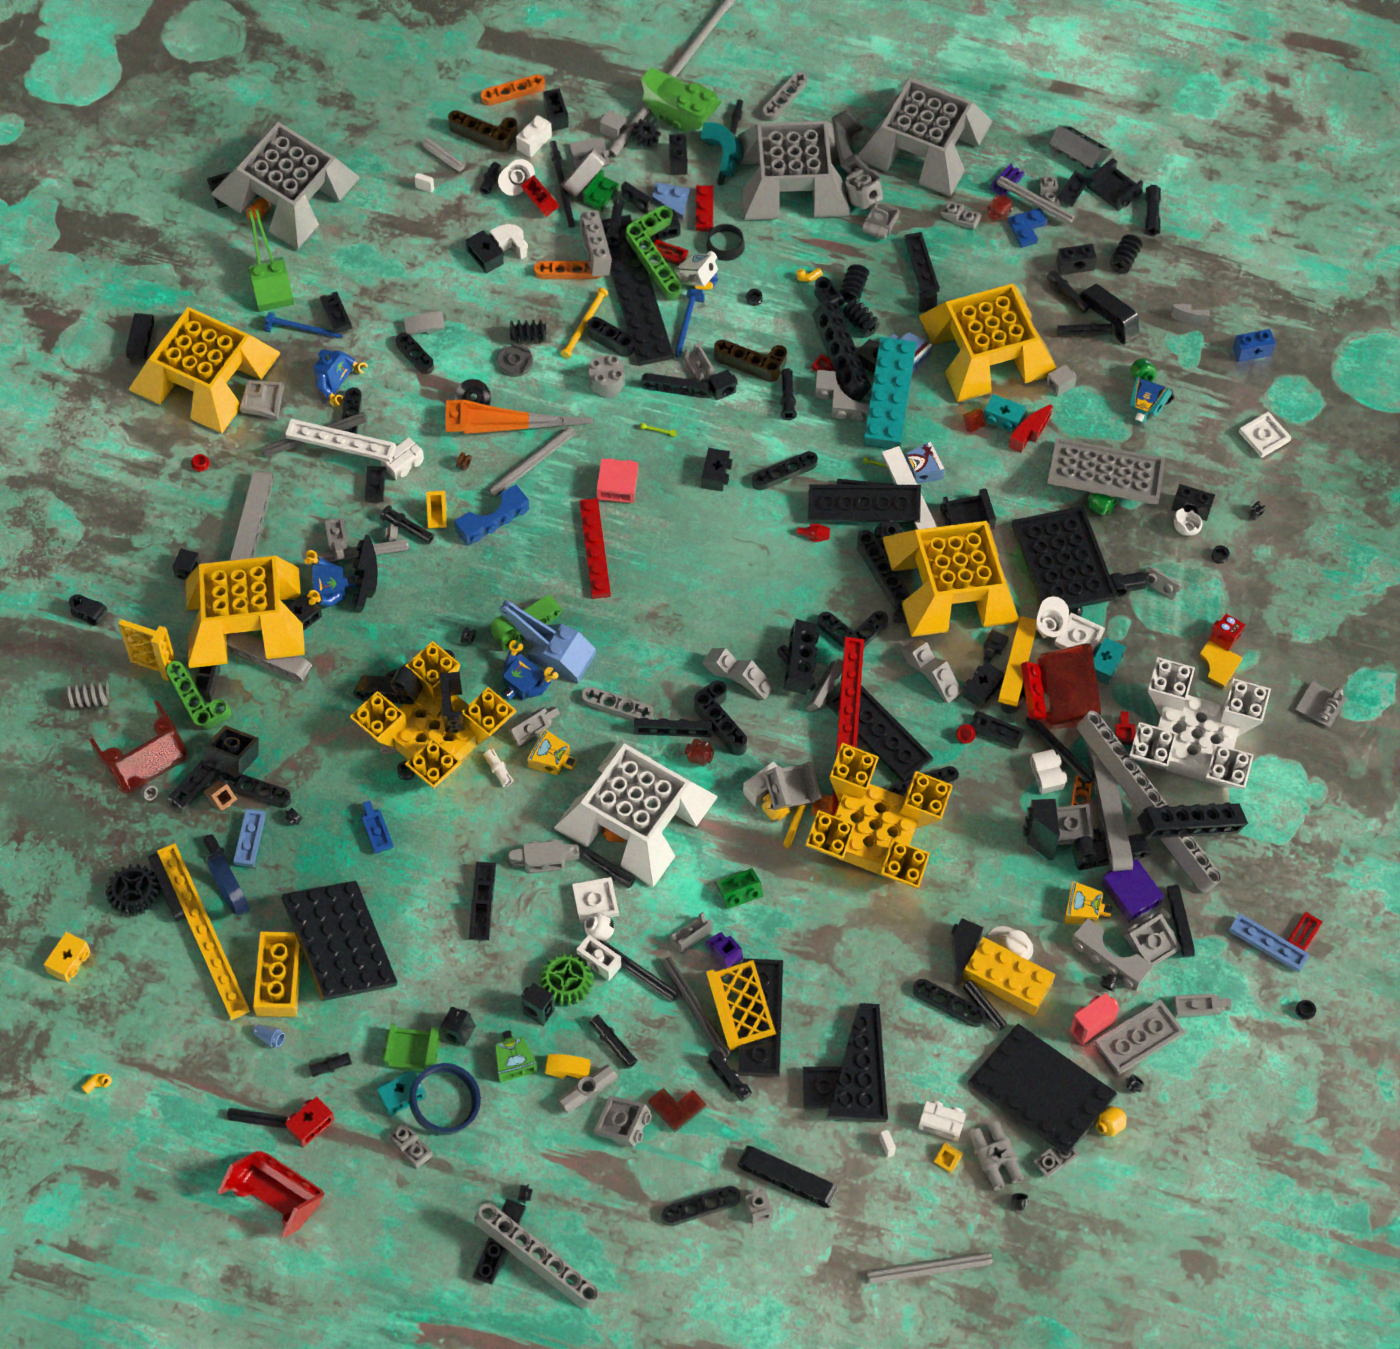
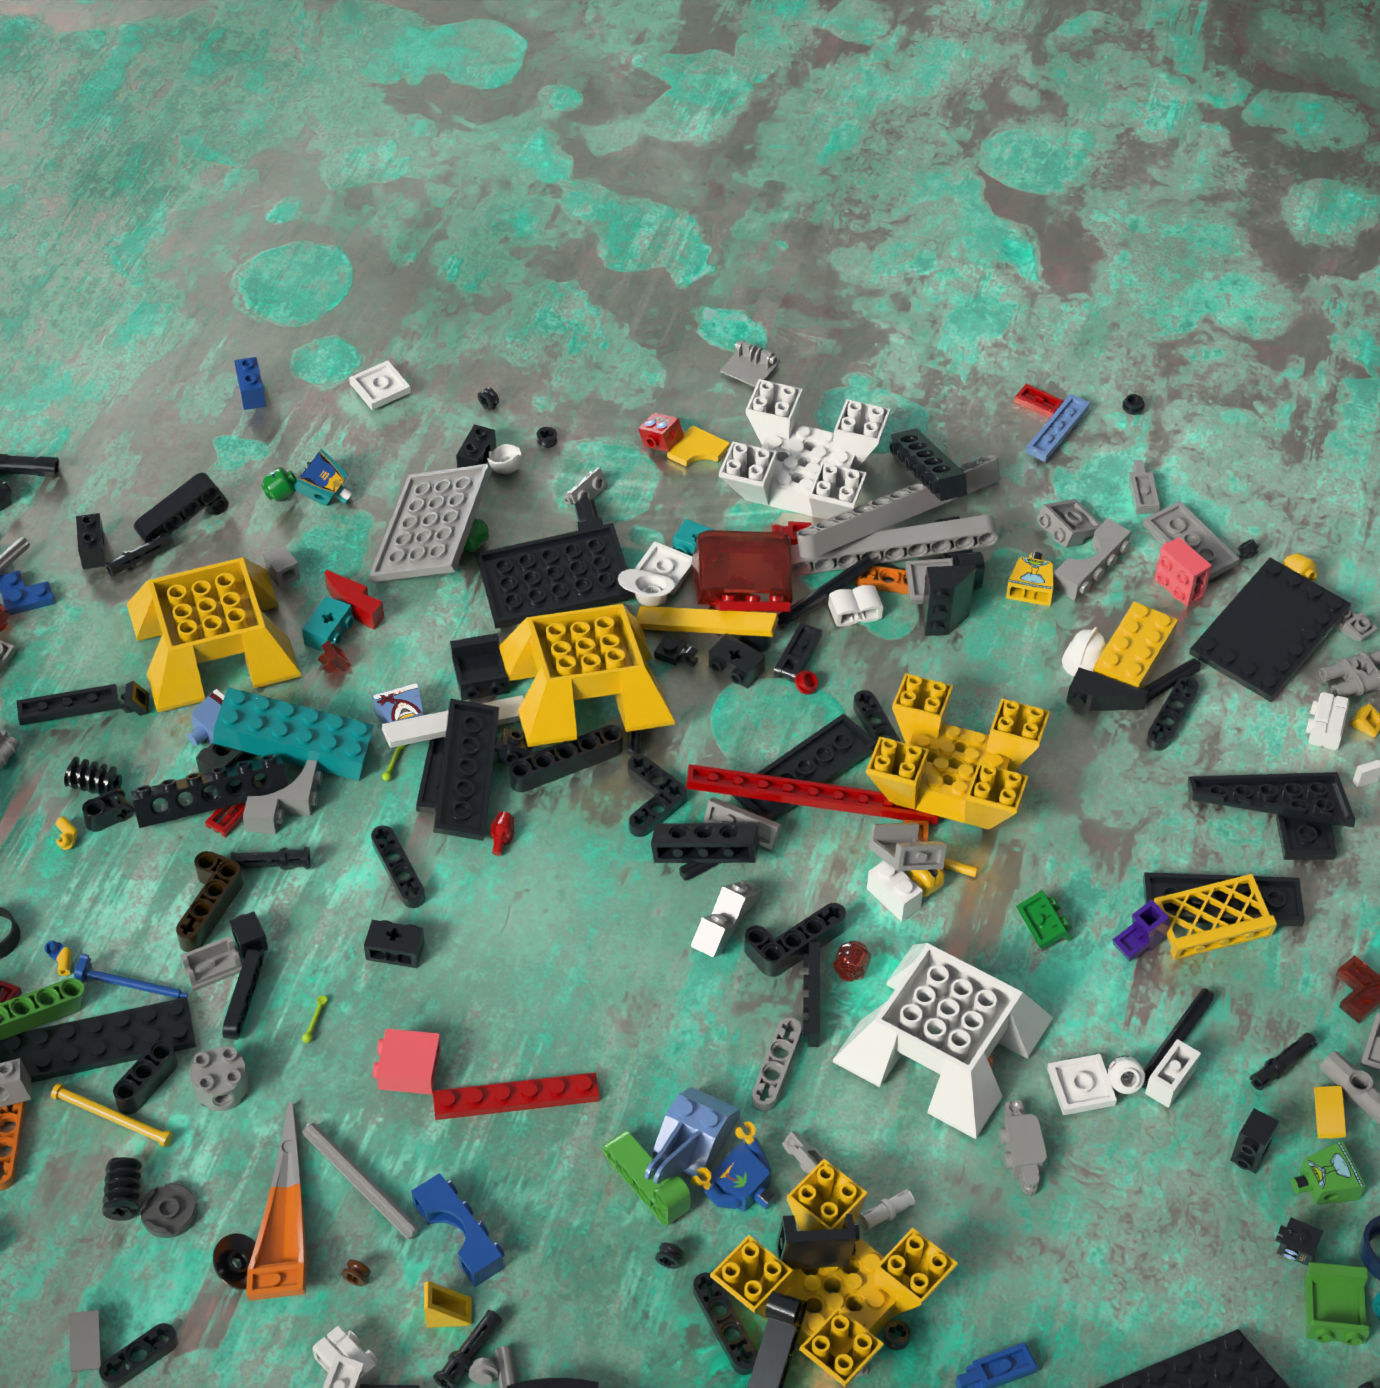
camera: 90 degrees left, 10 degrees down
(482, 901) = (1096, 1224): black slope -> none
(550, 755) = (862, 1141): yellow torso -> none
(574, 981) = (1190, 1119): bright green gear -> none
(613, 871) = (1035, 1064): black pin -> none
(691, 933) = (1116, 973): light grey hinge -> none
(695, 1007) = (1218, 971): dark grey axle -> none
(697, 269) = (42, 959): white torso -> none
(727, 1076) = (1309, 934): black hinge -> none
(758, 301) = (88, 897): black bush -> none
(861, 317) = (152, 769): black piece -> none
(936, 670) = (725, 699): light grey arch -> none
(1088, 329) = (203, 534): black pin -> none
(1109, 982) = (1126, 563): black plate -> none
(1126, 253) = (90, 492): black piece -> none
(1132, 891) = (1016, 537): dark purple brick -> none
(1180, 921) = (1008, 500): black beam -> none
(1184, 313) = (193, 439): light grey slope -> none

